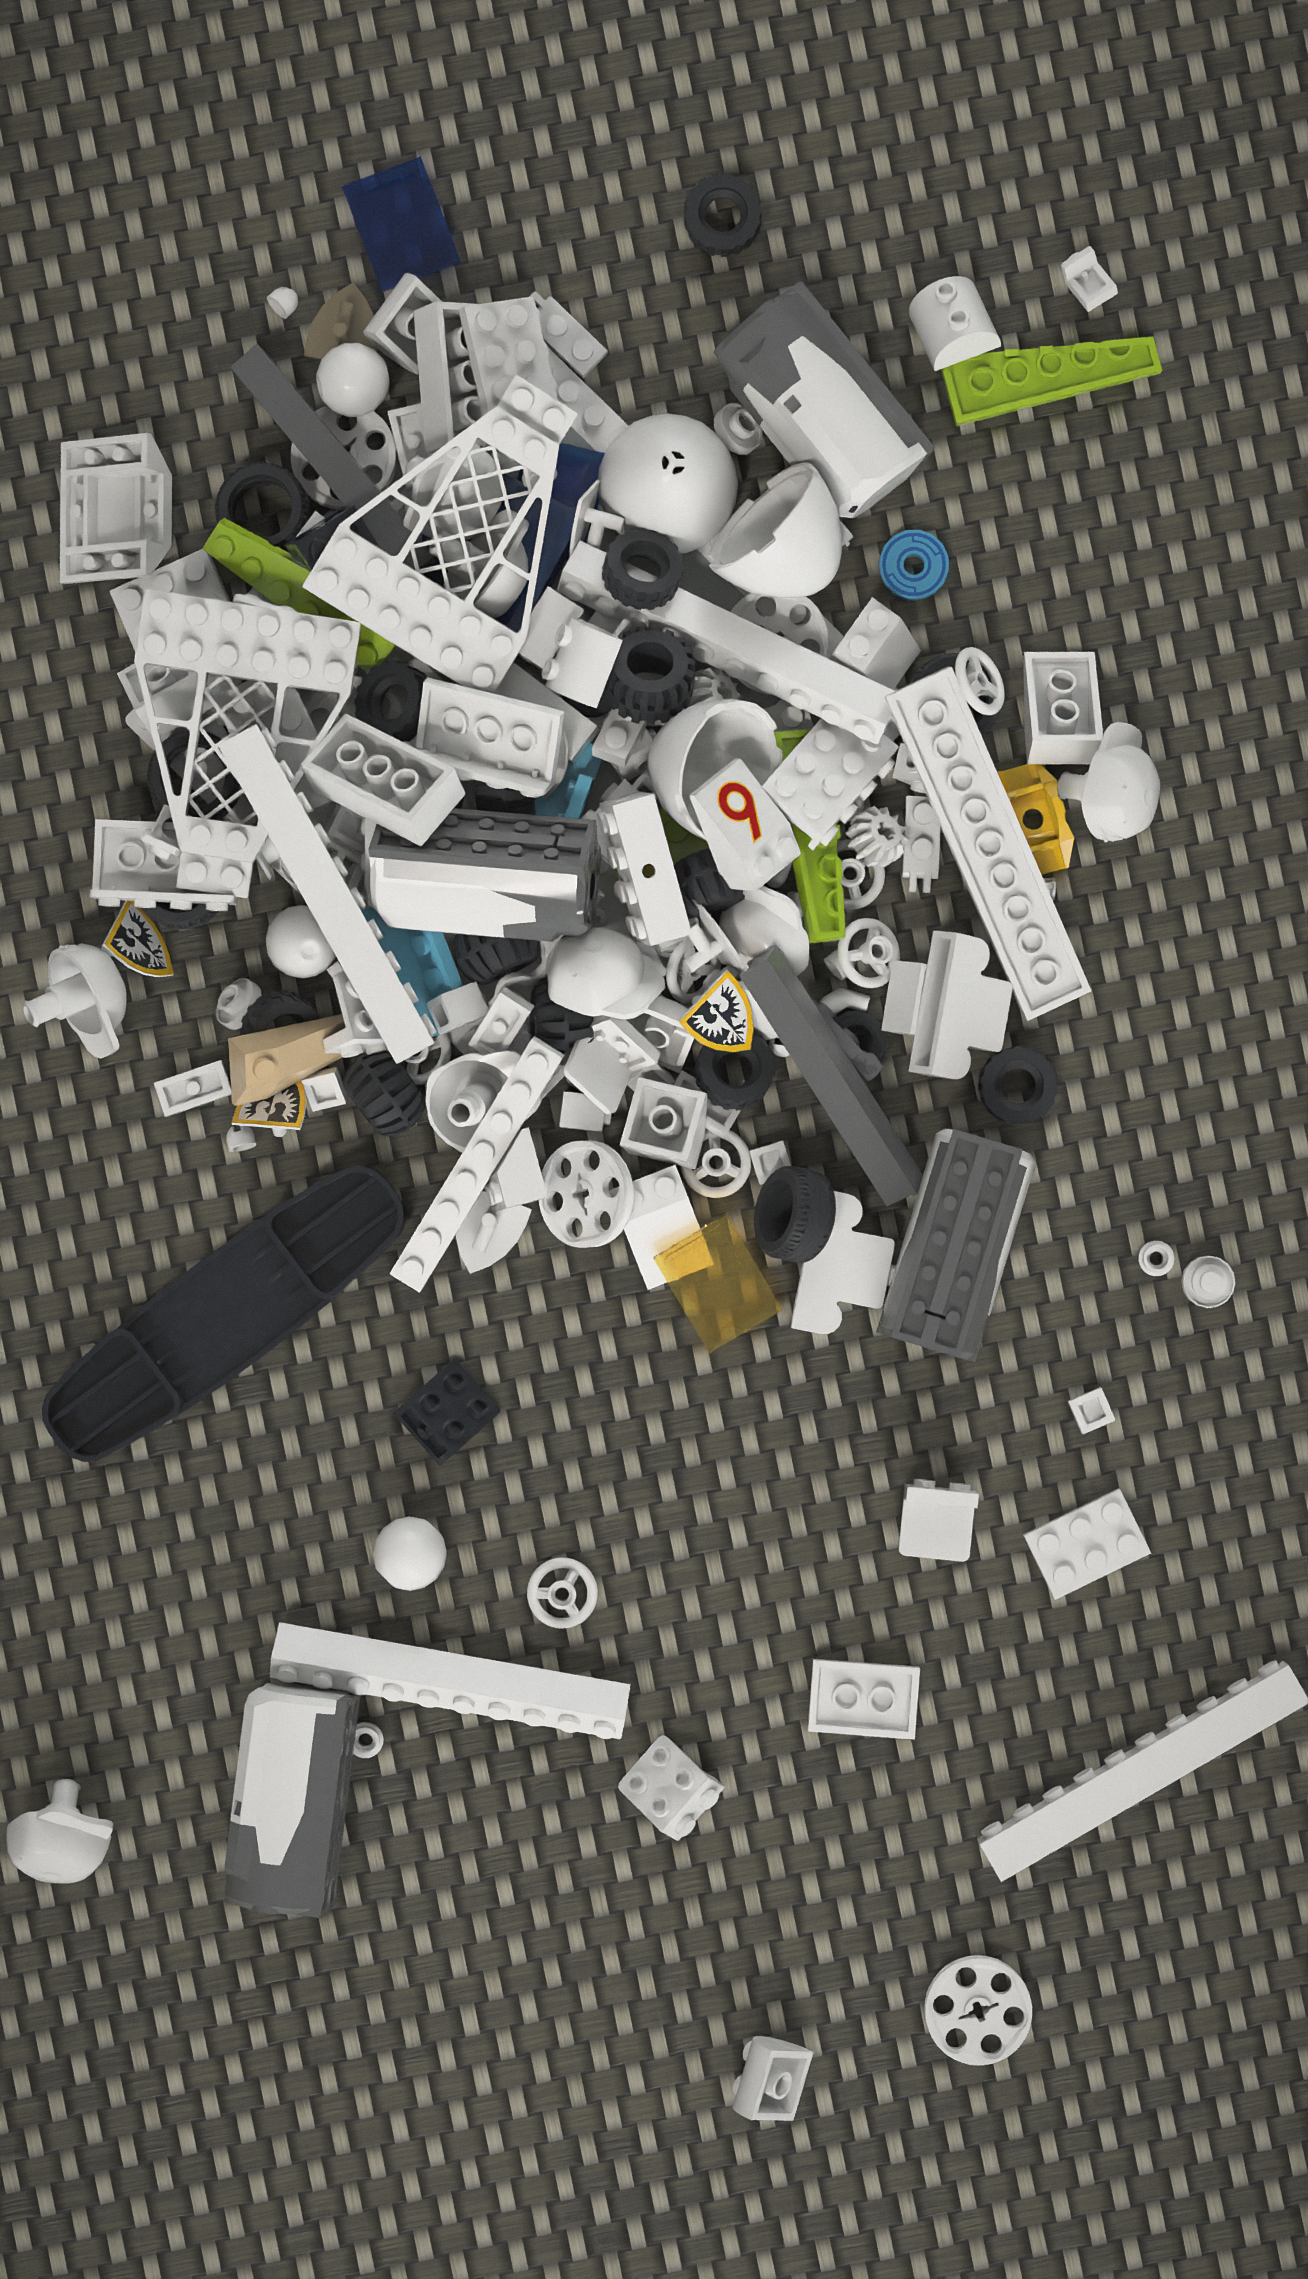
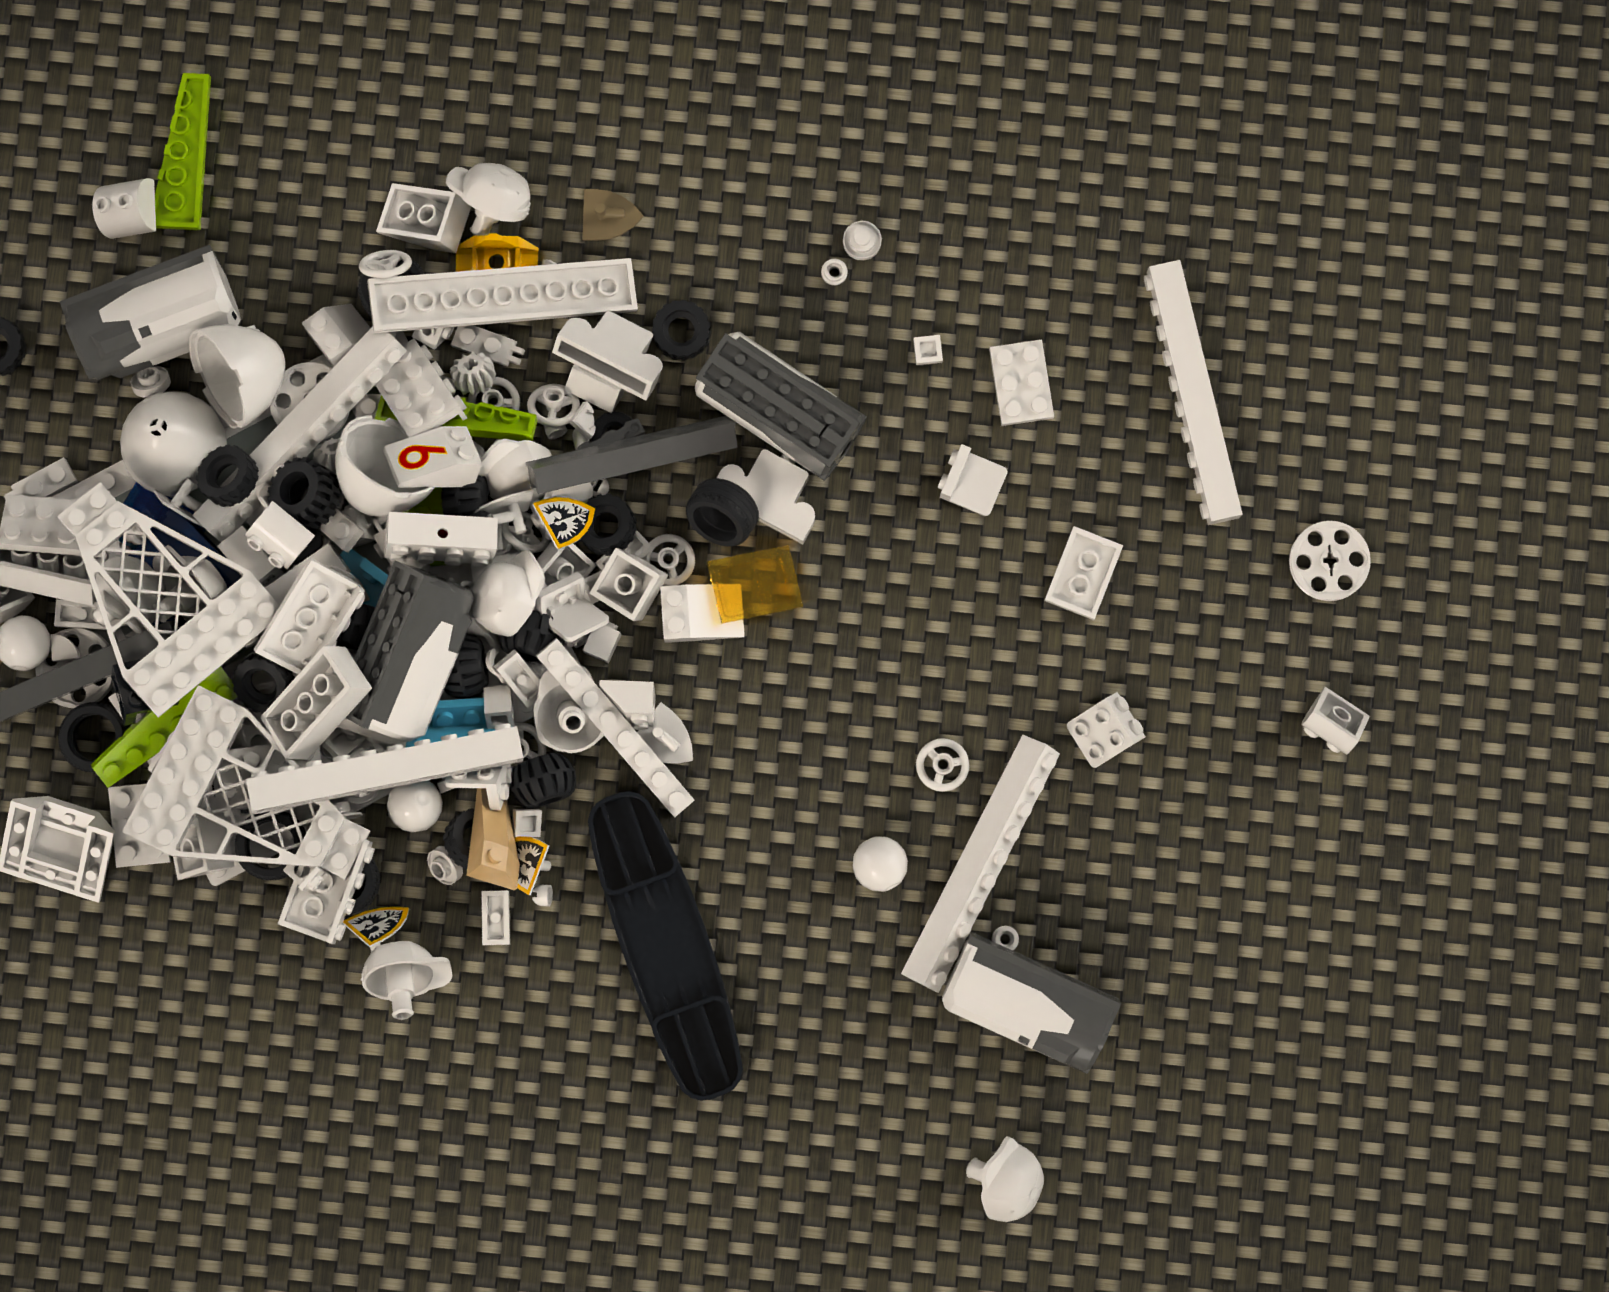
camera: 75 degrees left, 5 degrees down
(361, 433) = (63, 649): none -> white tile
(447, 1412) = (787, 807): black bracket -> none
(599, 1199) = (668, 647): white wedge -> none
(768, 1160) = (678, 521): white plate -> none
(860, 998) = (584, 420): none -> white tile
(917, 544) = (283, 275): dark azure tile -> none
(1088, 279) = (127, 106): white bracket -> none
(1139, 942) = (607, 215): none -> dark tan shield

